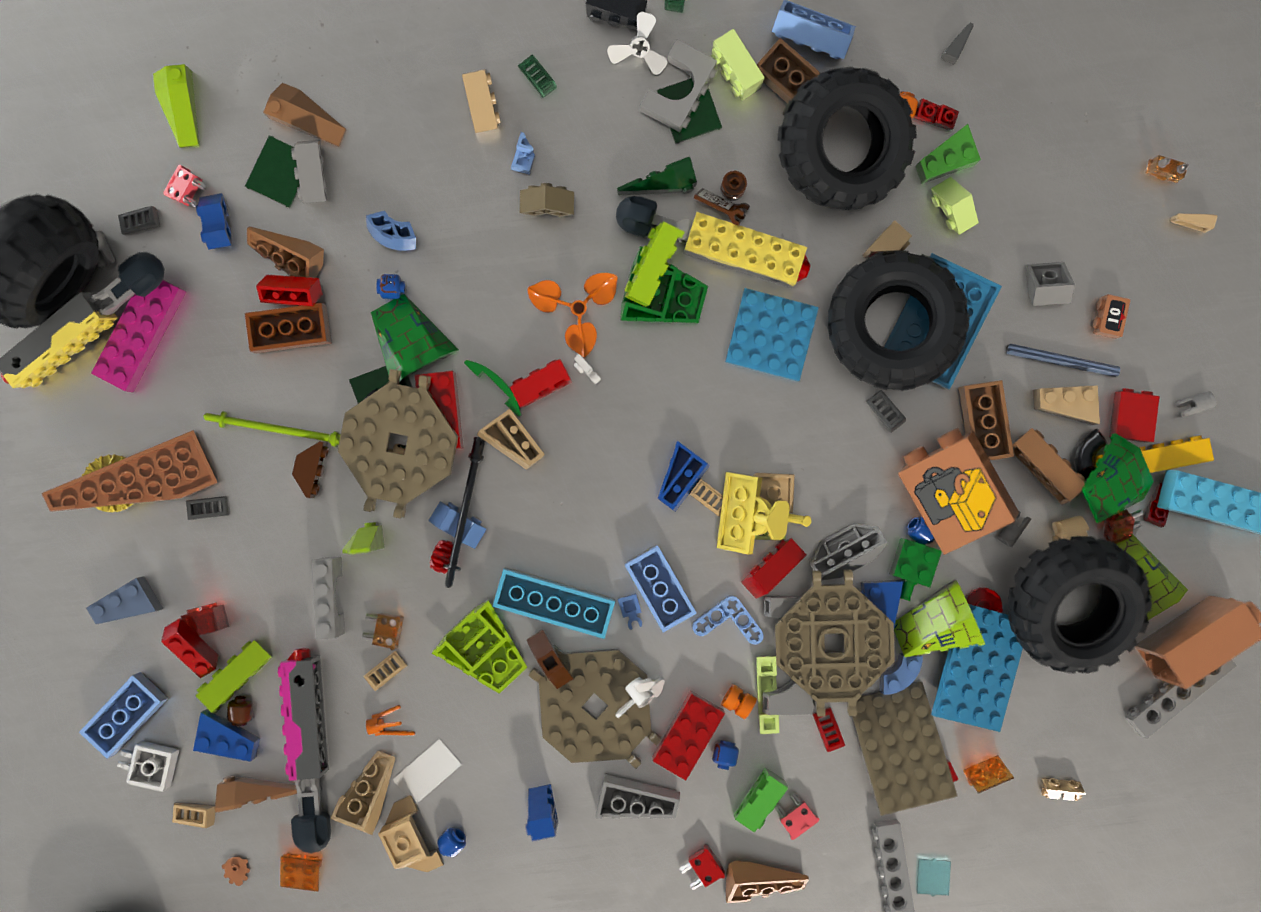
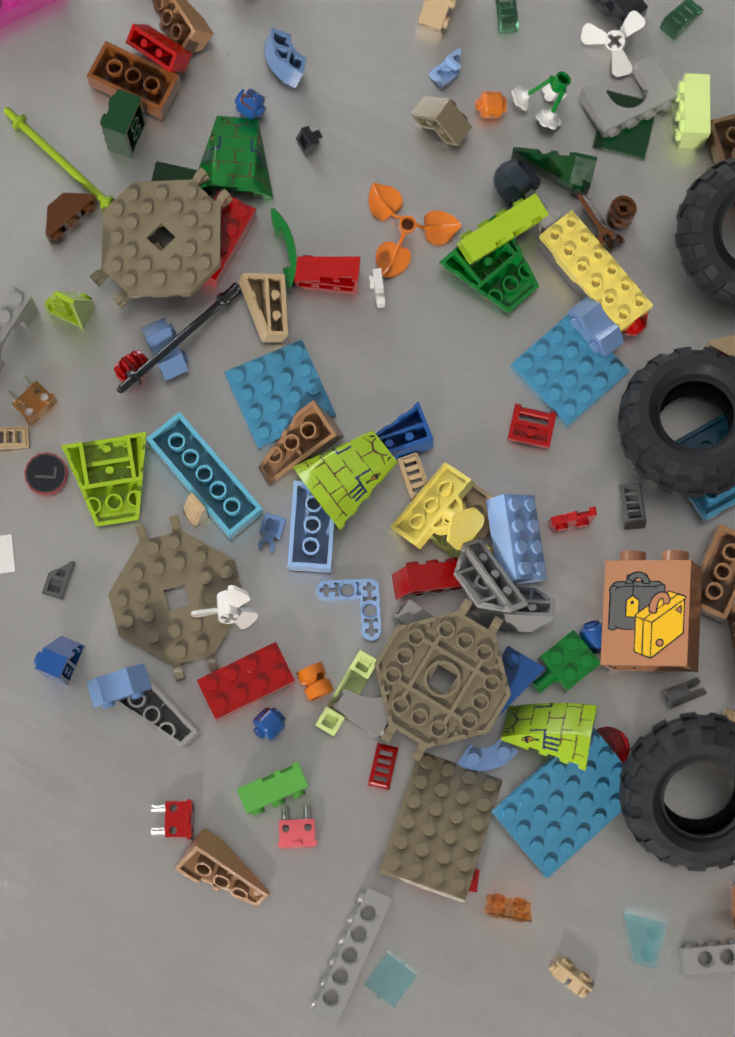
camera: 30 degrees right, 10 degrees down
(304, 371) = (123, 123): none -> dark green brick
(434, 677) = (46, 474): none -> black tile
(455, 285) = (308, 140): none -> black tile
(498, 751) = (58, 581): none -> dark grey tile
(549, 659) = (165, 522): reddish brown slope -> none
(564, 634) = (195, 510): none -> tan slope
(566, 500) = (275, 389): none -> dark azure plate
(576, 162) = (491, 104): none -> orange head
(598, 809) = (119, 685): none -> medium blue brick
(608, 523) = (305, 438): none -> medium nougat wedge
(616, 118) = (553, 89): none -> white plant
(661, 536) = (346, 475): none -> lime wedge
(773, 292) = (595, 326): none -> medium blue brick
(775, 405) = (531, 432): none -> red plate
(819, 498) = (517, 537): none -> light blue brick
(819, 548) = (486, 580): none -> light grey wedge
(855, 448) = (573, 518): none -> red wing
(1098, 728) = (645, 939): none -> clear light blue wing

